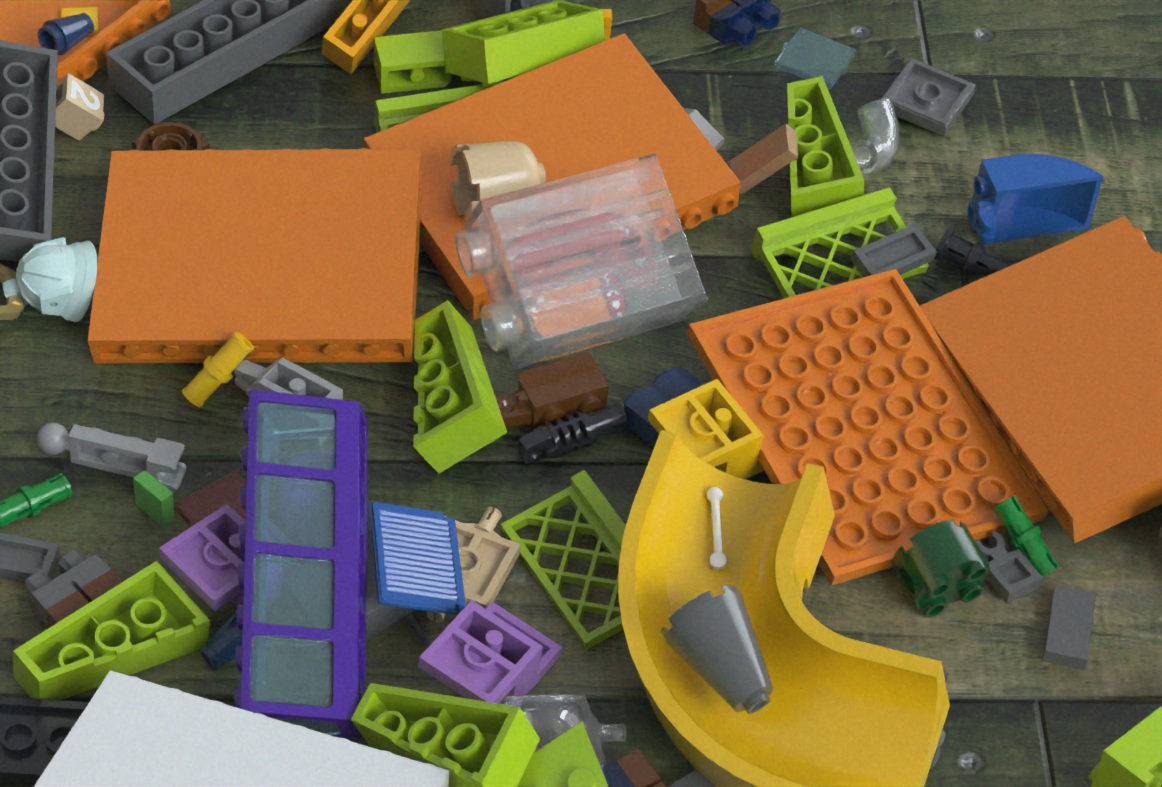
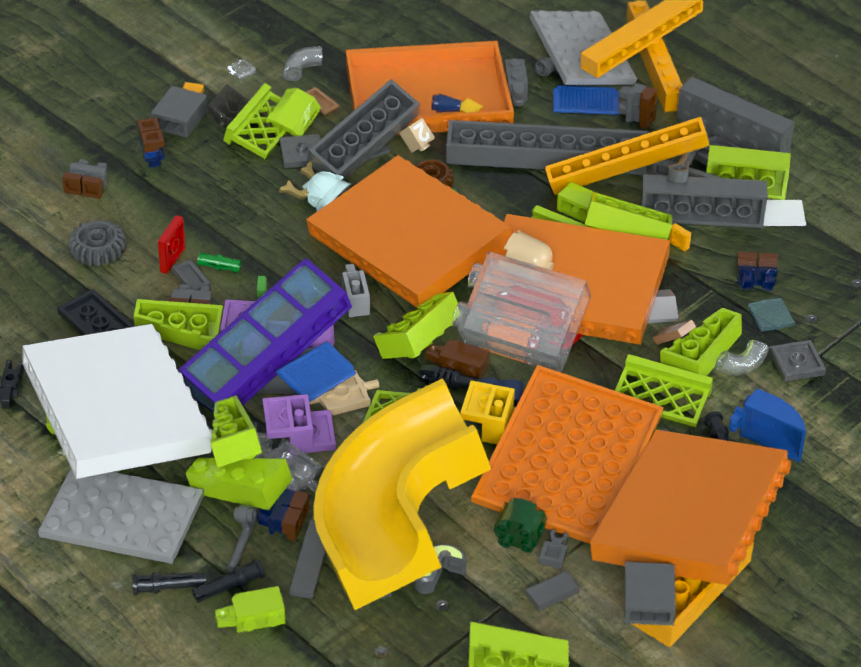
camera: 50 degrees right, 5 degrees down
(116, 452) = (266, 261): light grey plate -> none
(217, 369) = (339, 261): yellow pin -> none
(718, 559) = (446, 425): white hinge -> none
(722, 648) = (366, 469): dark grey cone -> none
(897, 251) = (682, 407): dark grey tile -> none
(1025, 535) = (575, 543): green pin -> none

